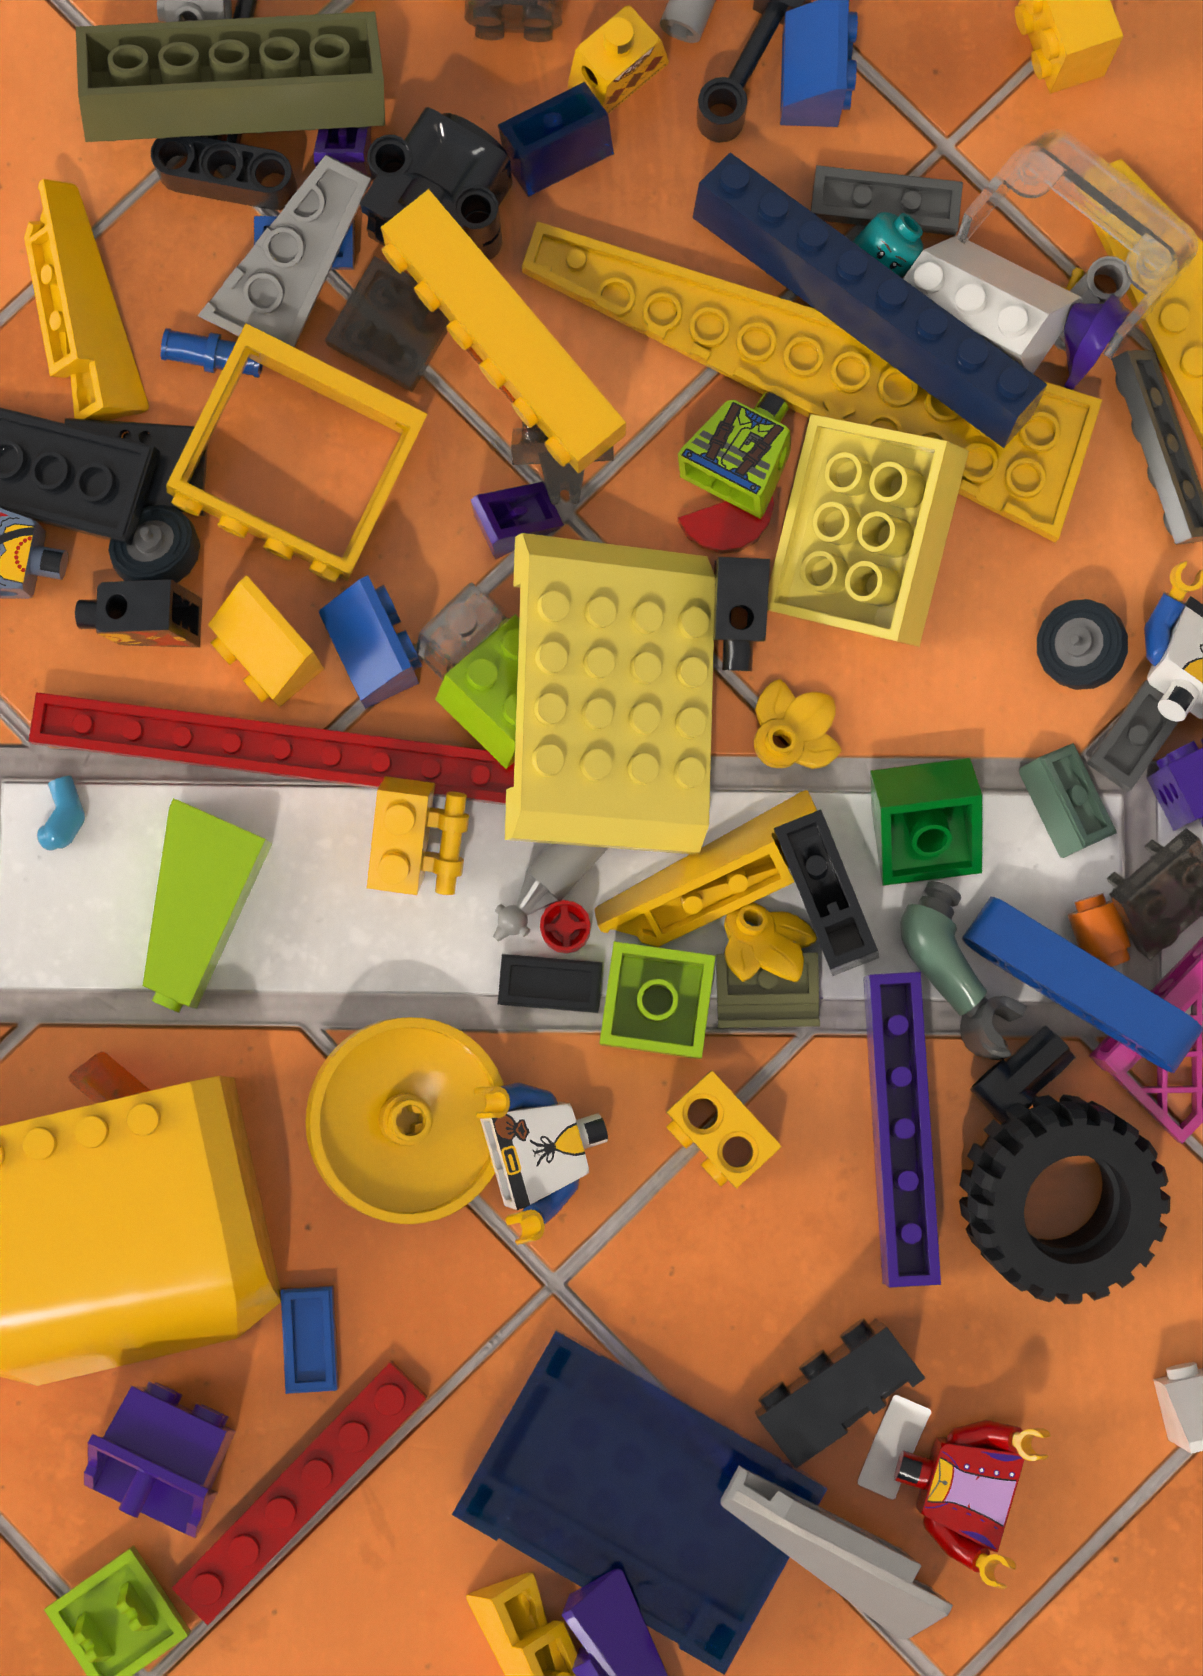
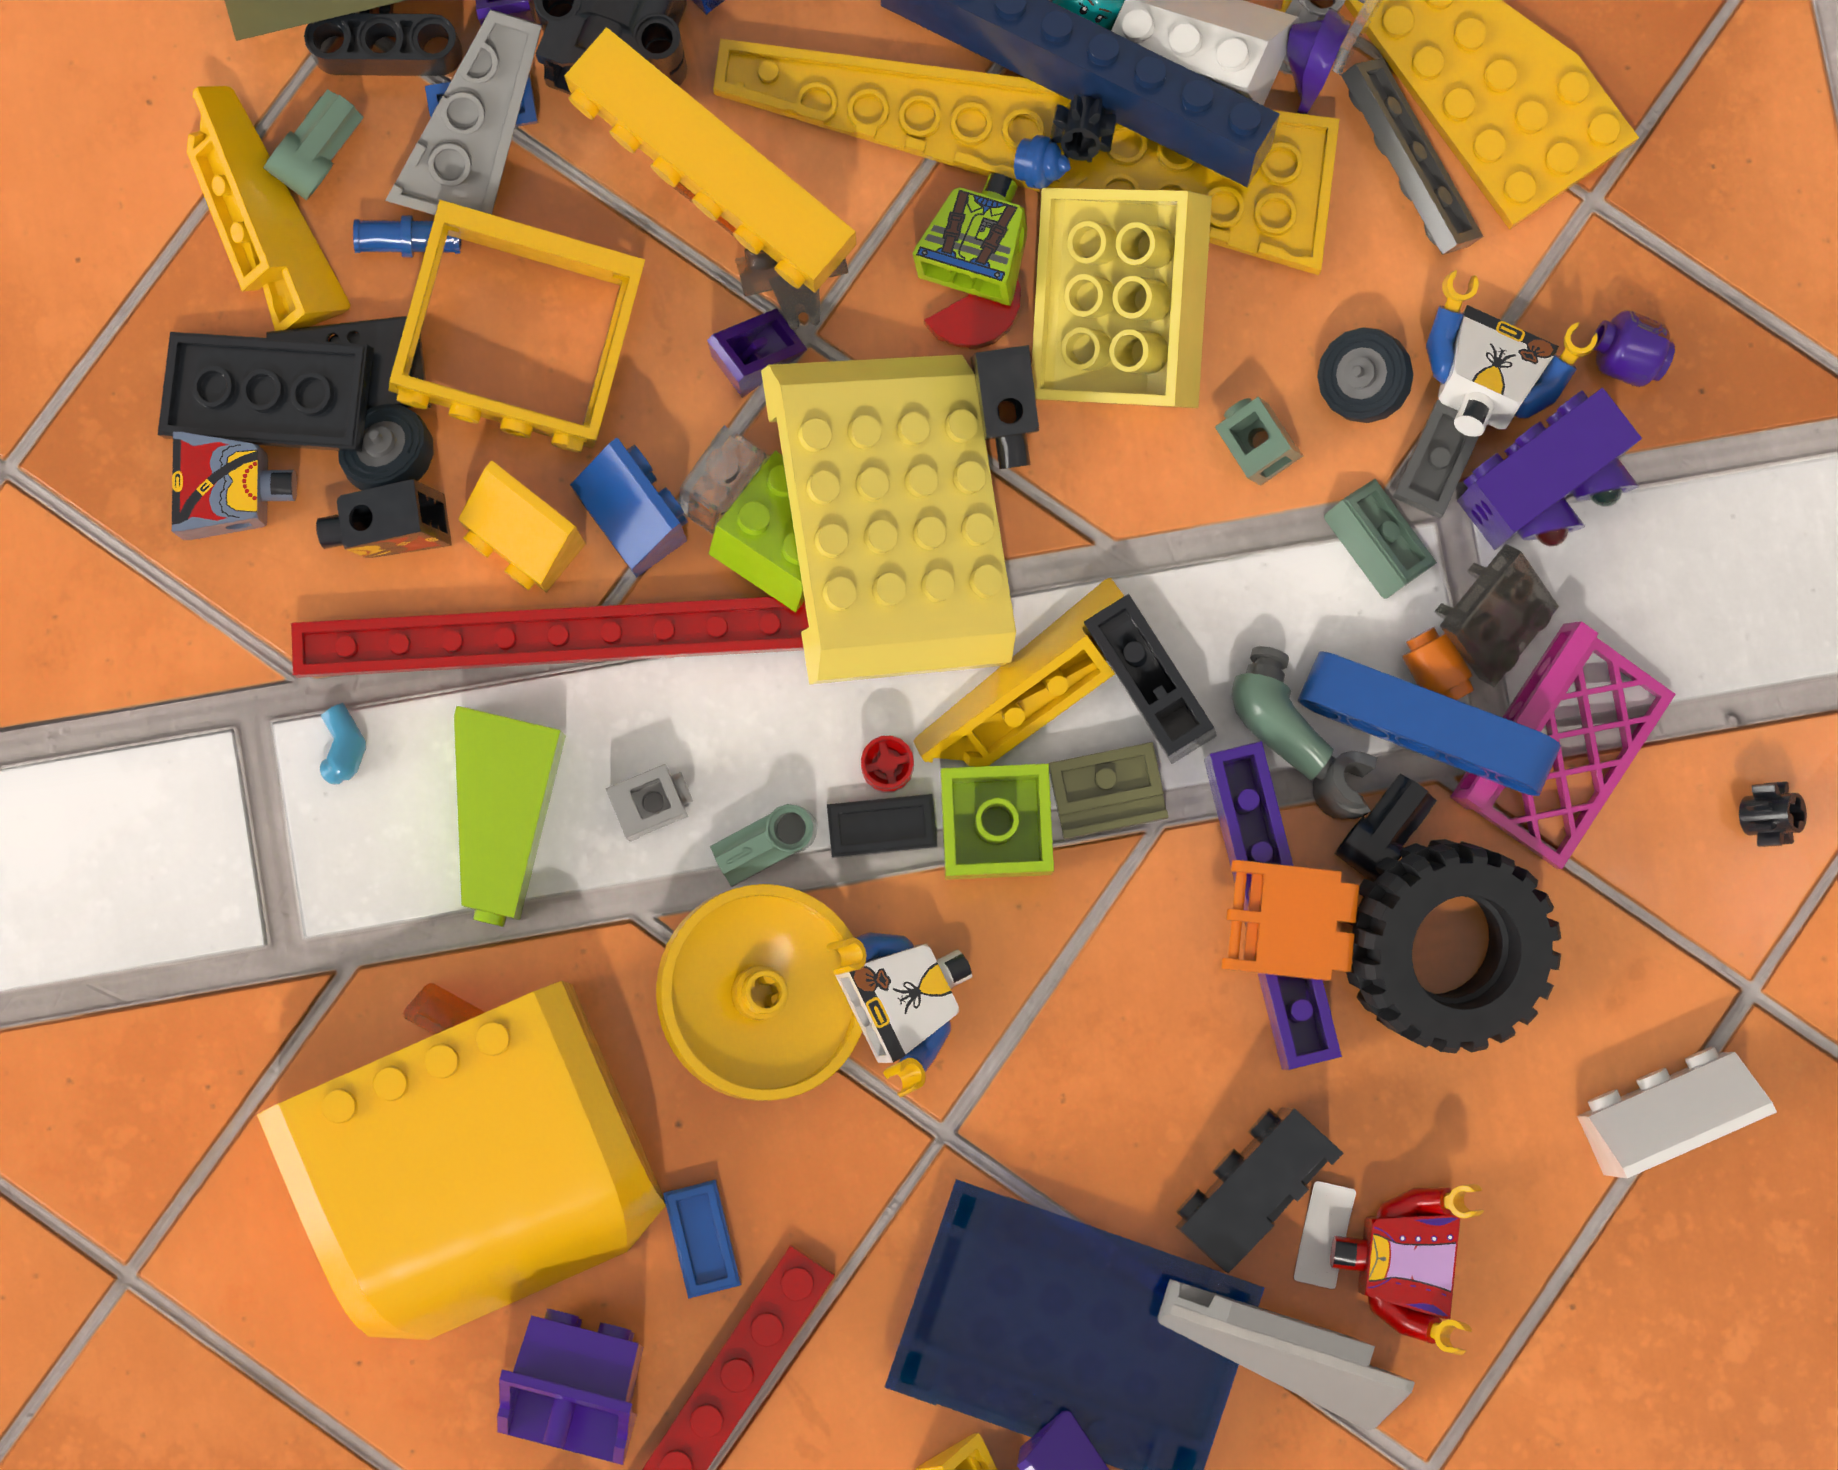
camera: 15 degrees left, 0 degrees up
(133, 260) = (307, 154): none -> sand green piece
(318, 915) = (629, 799): none -> light grey brick
(388, 326) = (586, 175): clear smoke plate -> none
(402, 837) = (701, 700): yellow brick -> none
(433, 981) = (760, 846): none -> sand green piece
(546, 883) = (859, 722): light grey wheel -> none
(731, 1121) = (1096, 931): yellow brick -> none
(768, 945) = (1102, 742): yellow plate -> none
(798, 721) = (1089, 509): yellow plate -> none
(813, 389) = (1039, 162): none -> blue plate
(859, 365) = (1083, 128): none -> black gear
(916, 1148) = (1291, 921): none -> orange plate
(927, 821) = (1240, 586): green slope -> none
(953, 674) = (1240, 427): none -> sand green brick

